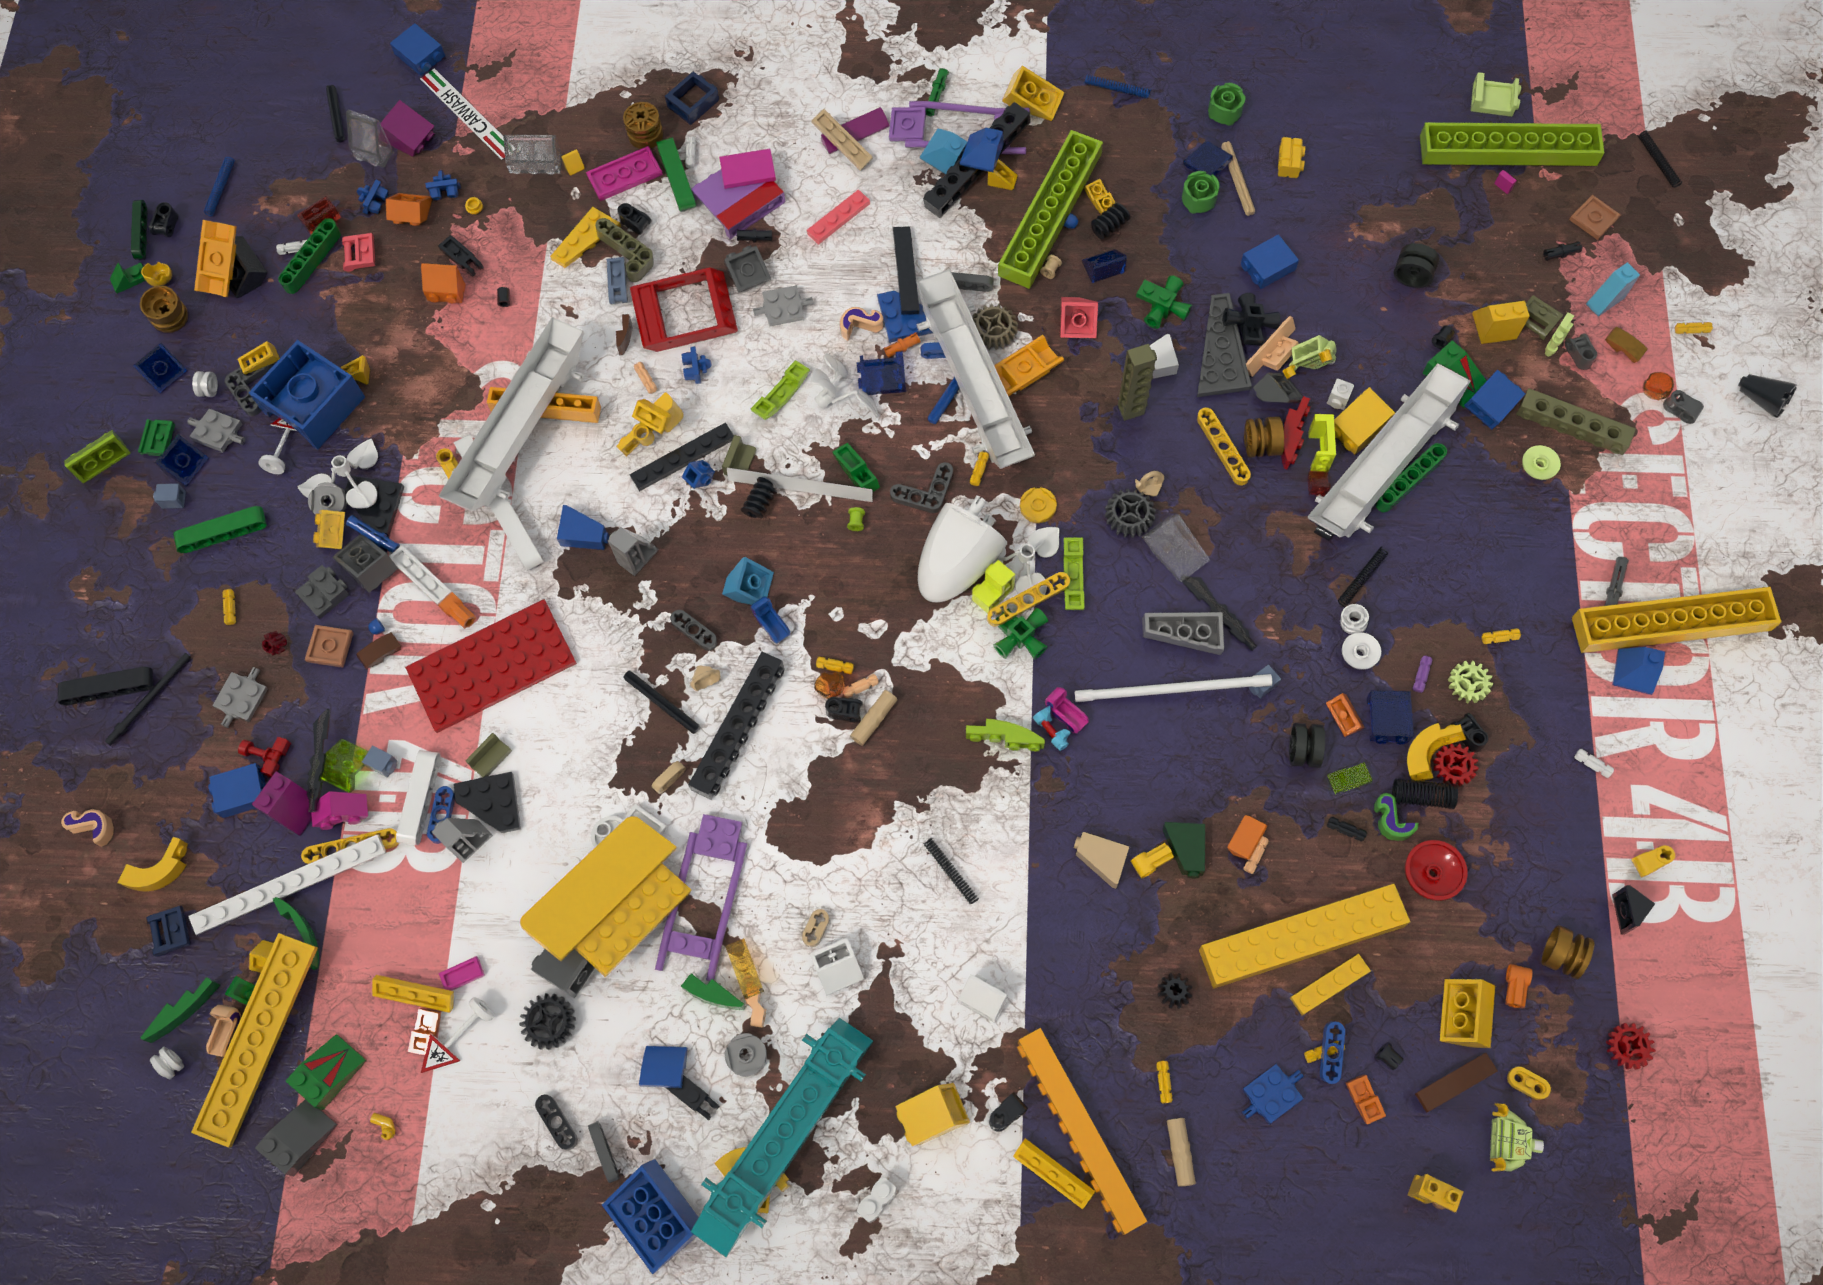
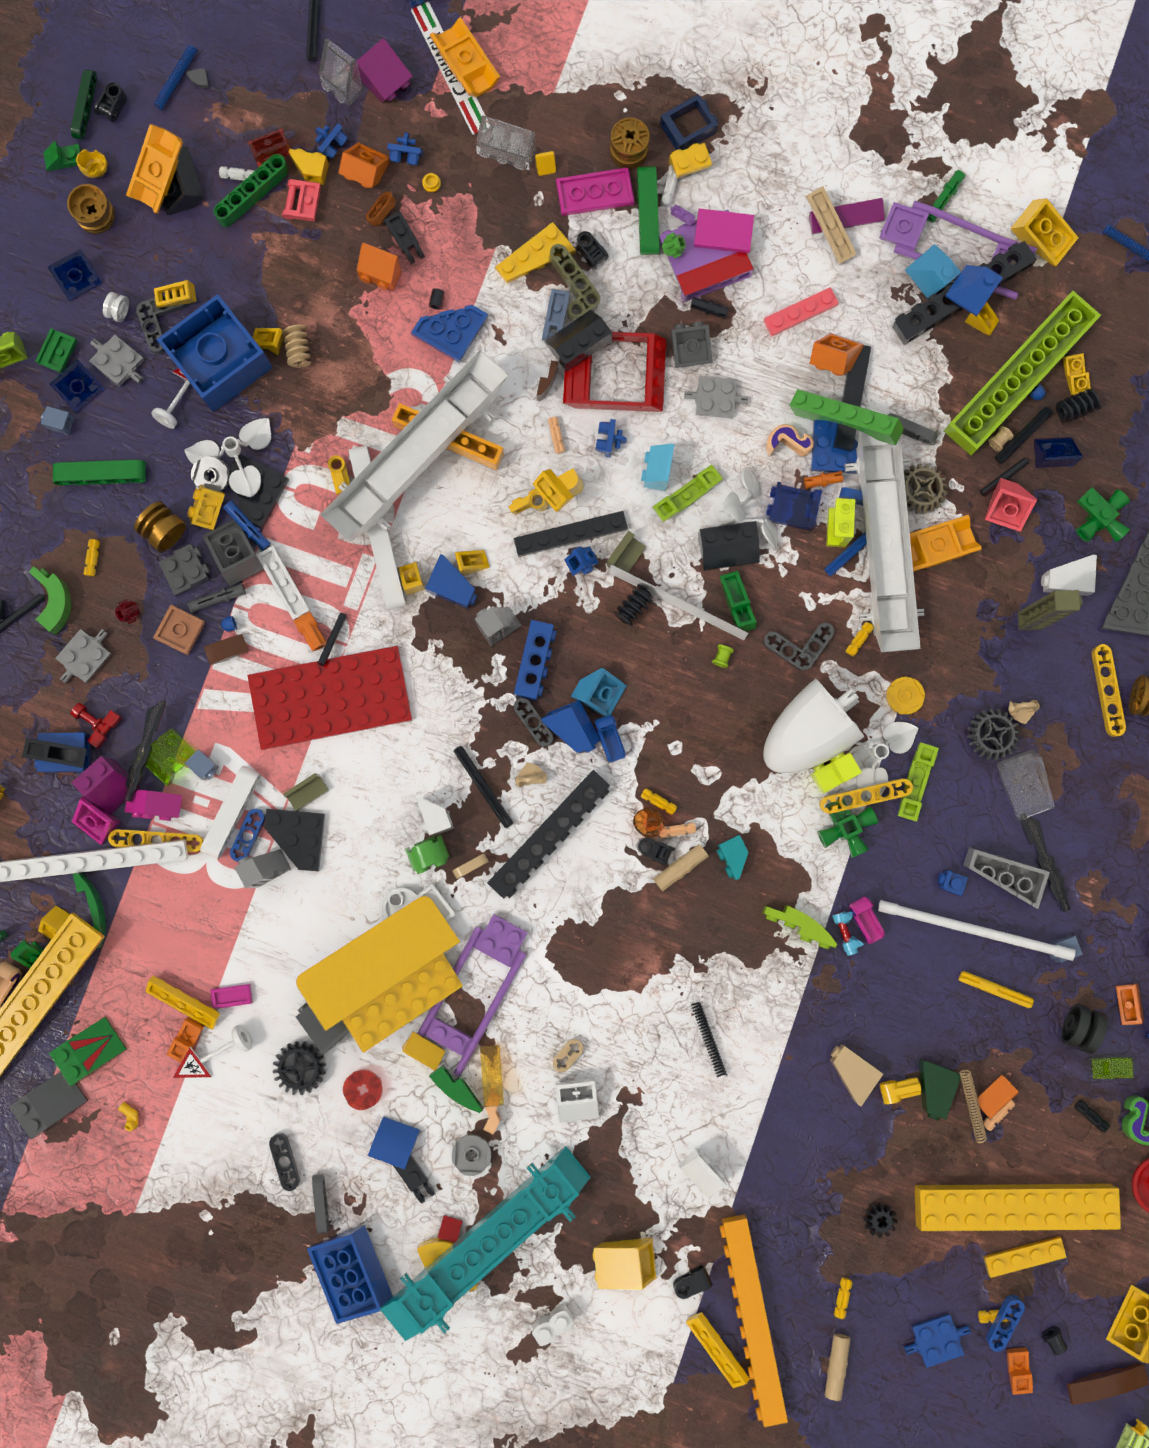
camera: 10 degrees right, 15 degrees up
(205, 661) = (59, 600): none -> bright green arch
(228, 787) = (54, 752): none -> black slope
(240, 180) = (199, 77): none -> dark grey tile
(283, 844) = (94, 820): none -> dark pink slope
(289, 557) = (160, 526): none -> pearl gold wheel
(358, 607) = (217, 597): none -> dark grey pin
(359, 221) = (310, 165): none -> yellow slope
(383, 369) = (295, 346): none -> tan piece
(432, 239) = (380, 209): none -> dark orange plate
(479, 611) = (332, 638): none -> black bar
(480, 101) = (466, 59): none -> light orange piece
(523, 319) = (451, 330): none -> blue plate
(543, 537) = (411, 578): none -> yellow slope
(594, 505) = (471, 561): none -> yellow slope
(609, 1016) = (368, 1099): none -> clear red plate
(620, 739) = (435, 817): none -> white slope
(622, 775) = (427, 853): none -> bright green brick
(643, 290) = (579, 339): none -> black slope
(669, 965) = (423, 1050): none -> yellow slope
(673, 547) = (536, 630): none -> blue brick
(701, 124) = (690, 160): none -> yellow bracket
(705, 190) = (673, 245): none -> bright green gear
(707, 167) = (683, 215): none -> medium lavender axle
(731, 619) = (573, 727): none -> blue slope
(743, 1135) = (450, 1229): none -> red slope
(746, 375) = (658, 466): none -> medium azure slope
(832, 423) = (729, 545): none -> black slope
(878, 239) = (835, 354): none -> orange slope
(920, 689) = (734, 854): none -> teal slope
(928, 372) = (841, 523): none -> neon yellow panel
(929, 276) = (875, 424): none -> bright green arch
(1068, 293) = (1007, 474): none -> black bar
(1070, 259) = (1023, 435): none -> black axle
(1137, 655) = (952, 882): none -> blue bracket
(1212, 739) = (996, 989): none -> yellow axle
(1229, 850) = (976, 1106): none -> tan piece

